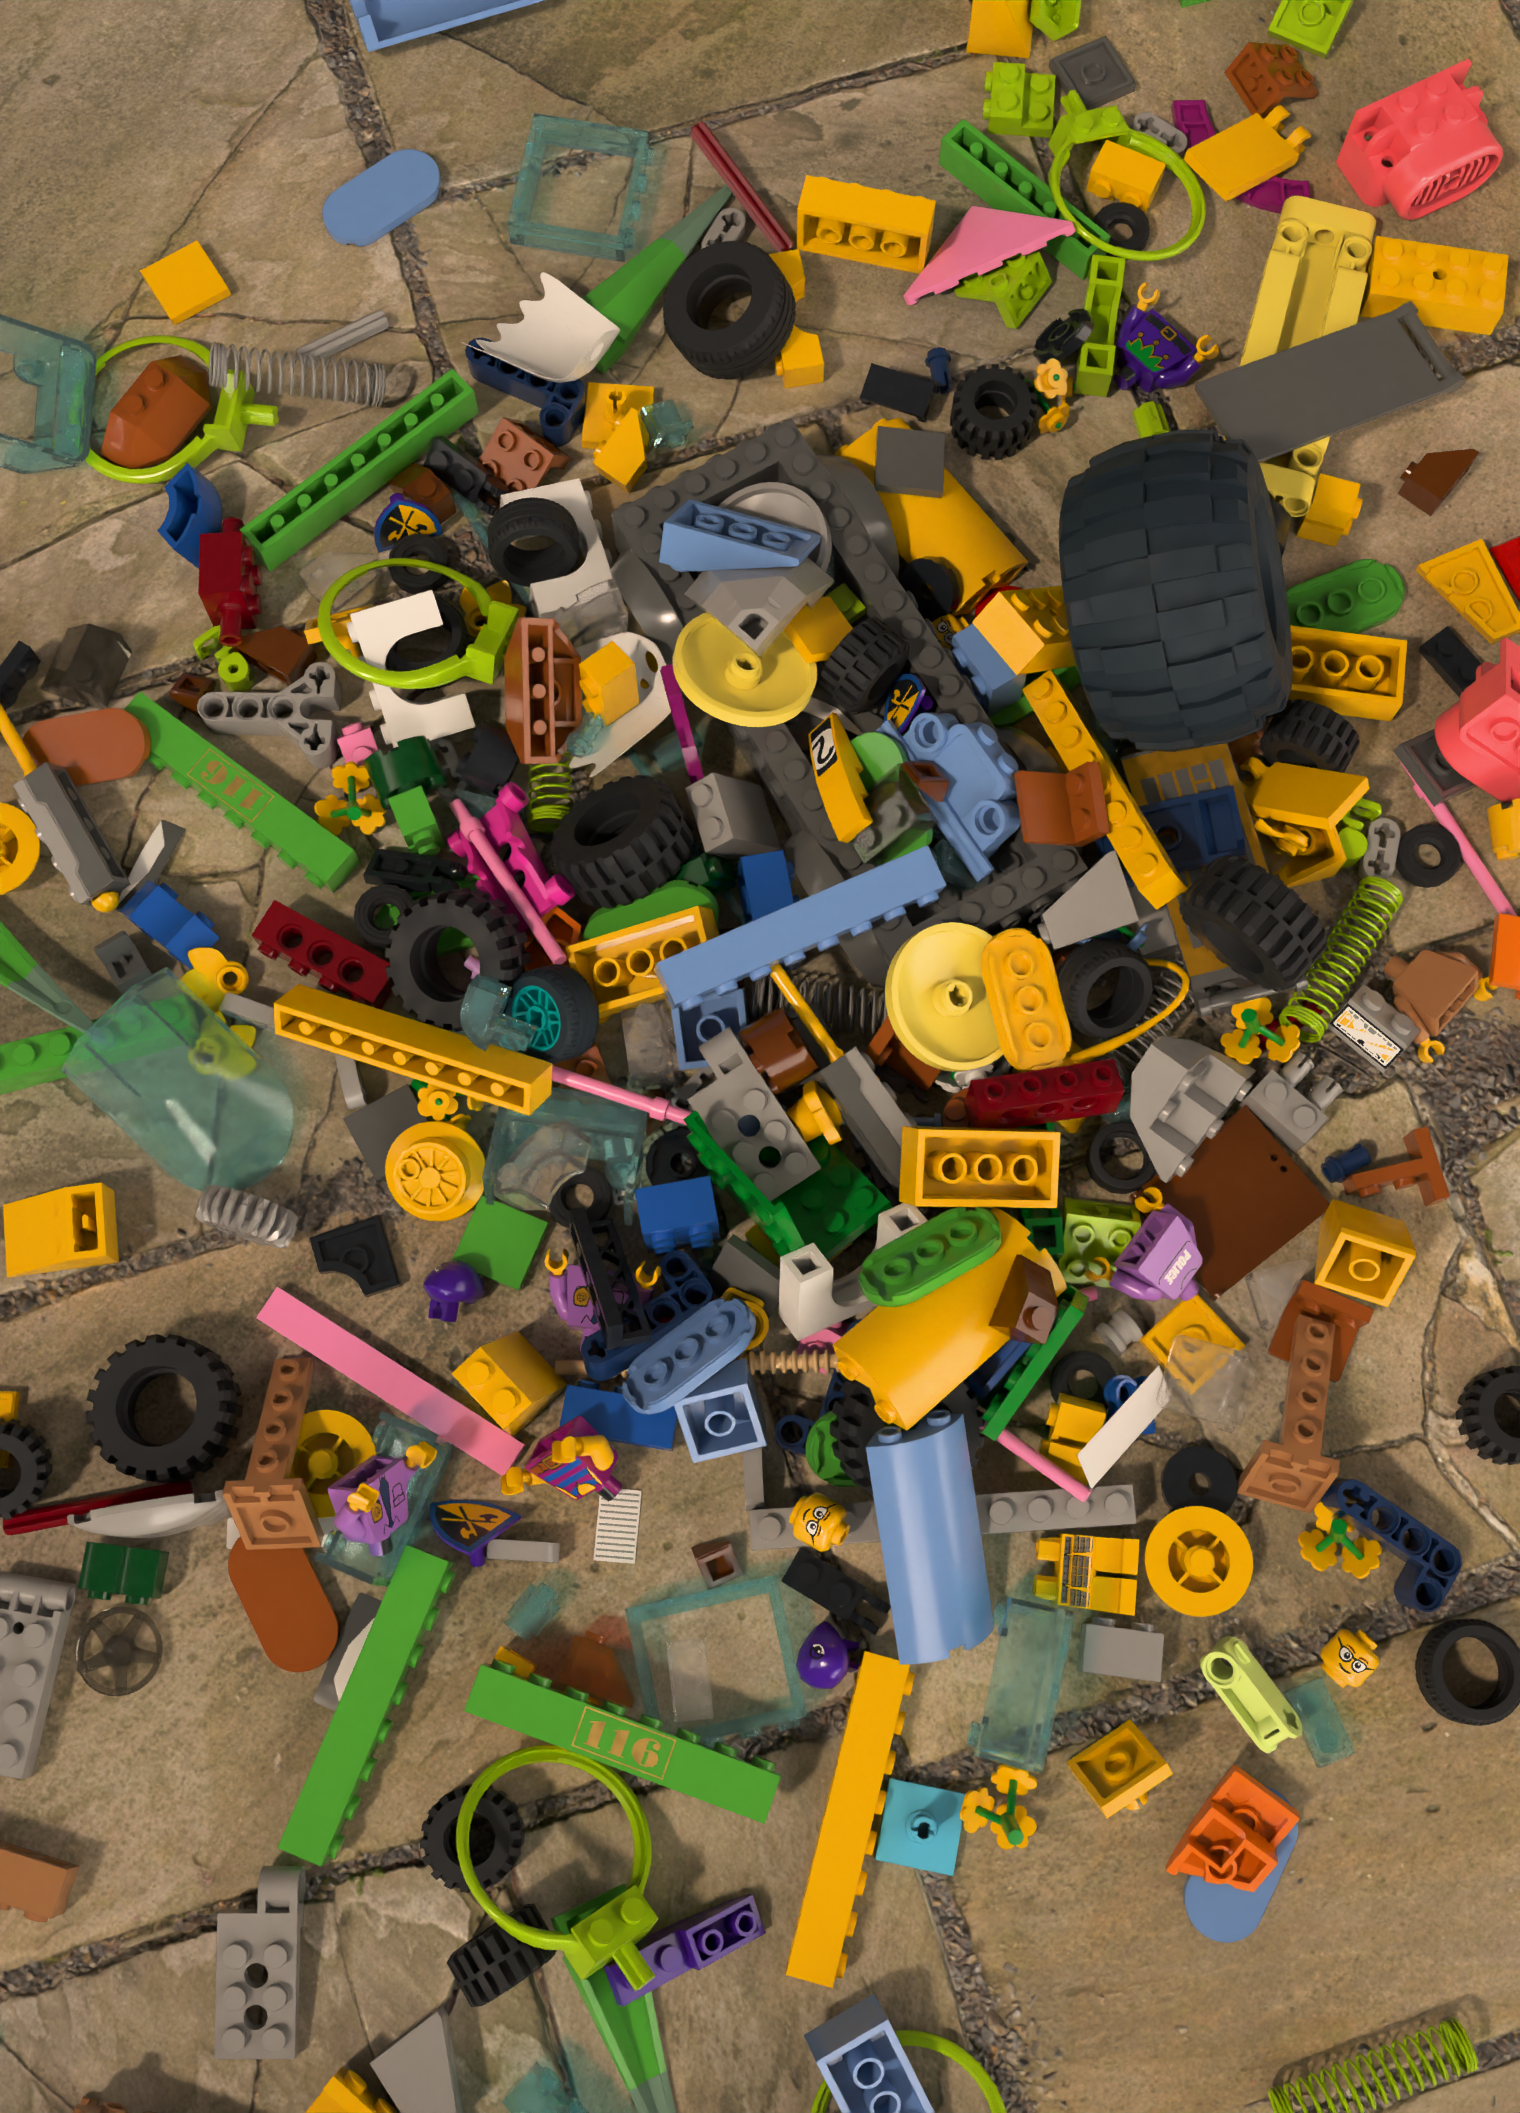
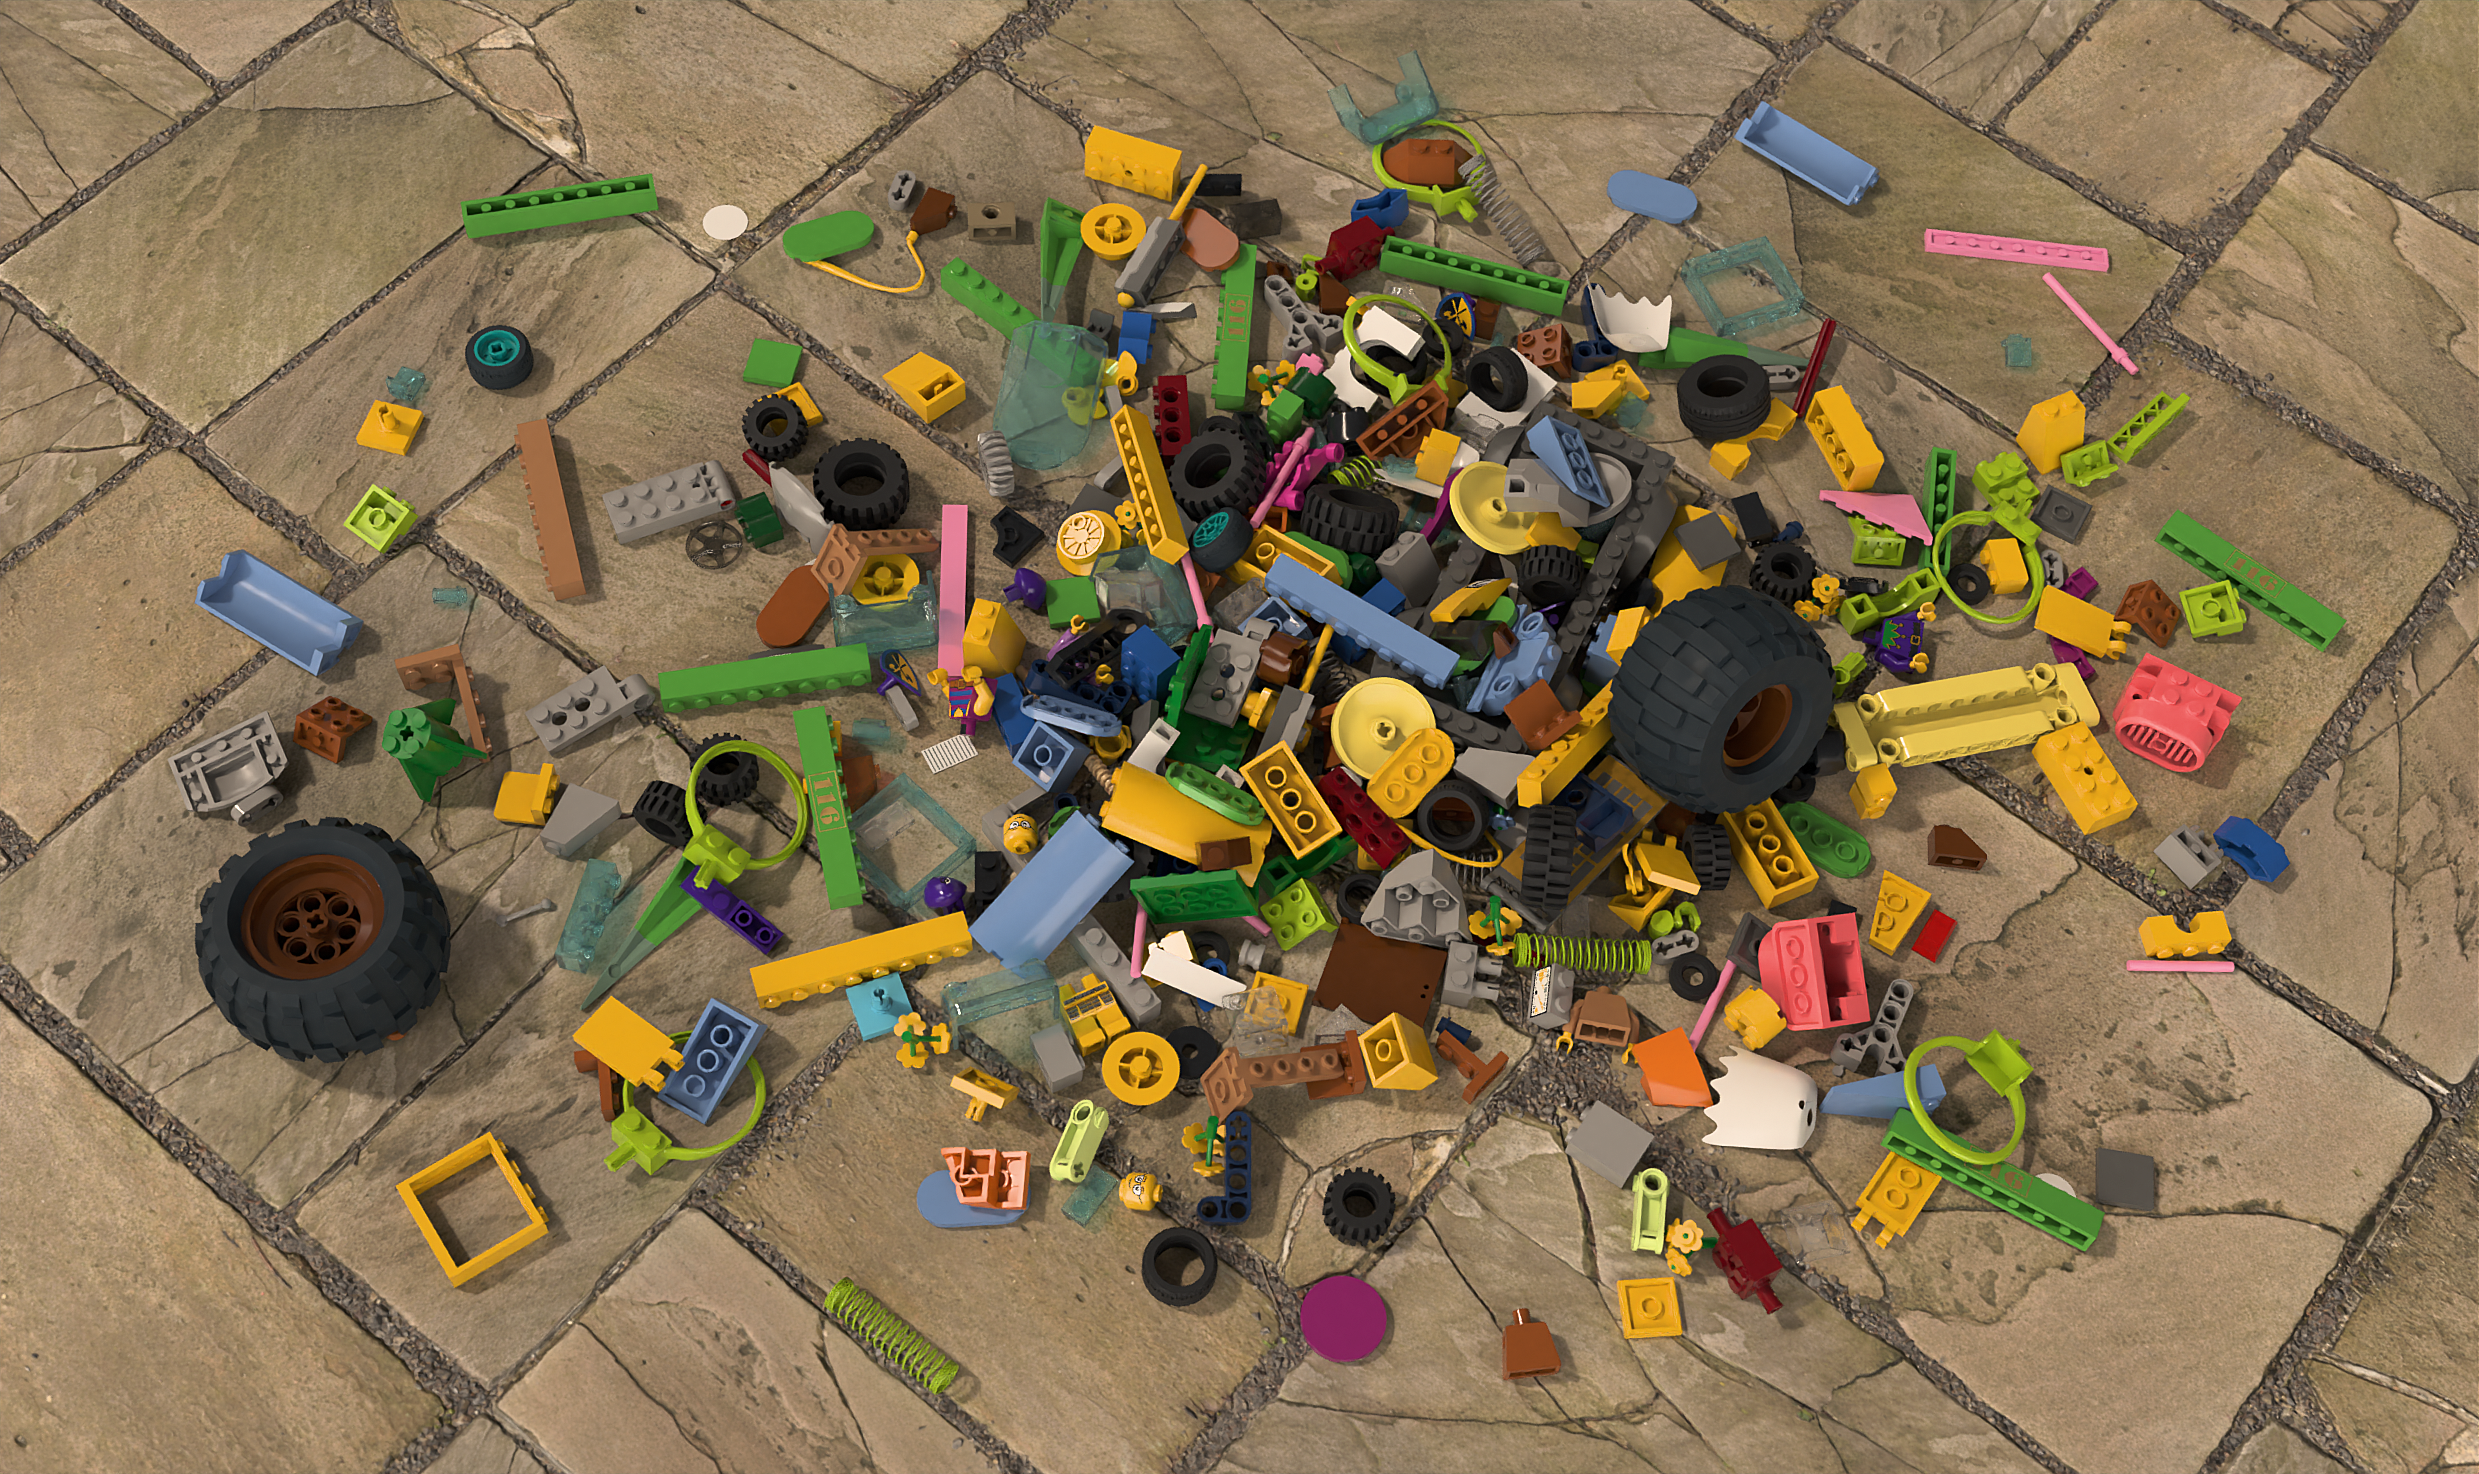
camera: 50 degrees right, 15 degrees down
(185, 282) = (1518, 134): yellow tile -> none
(345, 336) = (1549, 225): light grey axle -> none
(374, 1497) = (881, 606): medium lavender torso -> none
(464, 474) = (1515, 326): black hinge -> none
(484, 1017) = (1192, 498): clear light blue brick -> none
(717, 1563) = (963, 812): reddish brown slope -> none
(1158, 1257) = (1311, 944): medium lavender torso -> none
(1328, 384) = (1948, 737): dark grey flag -> none

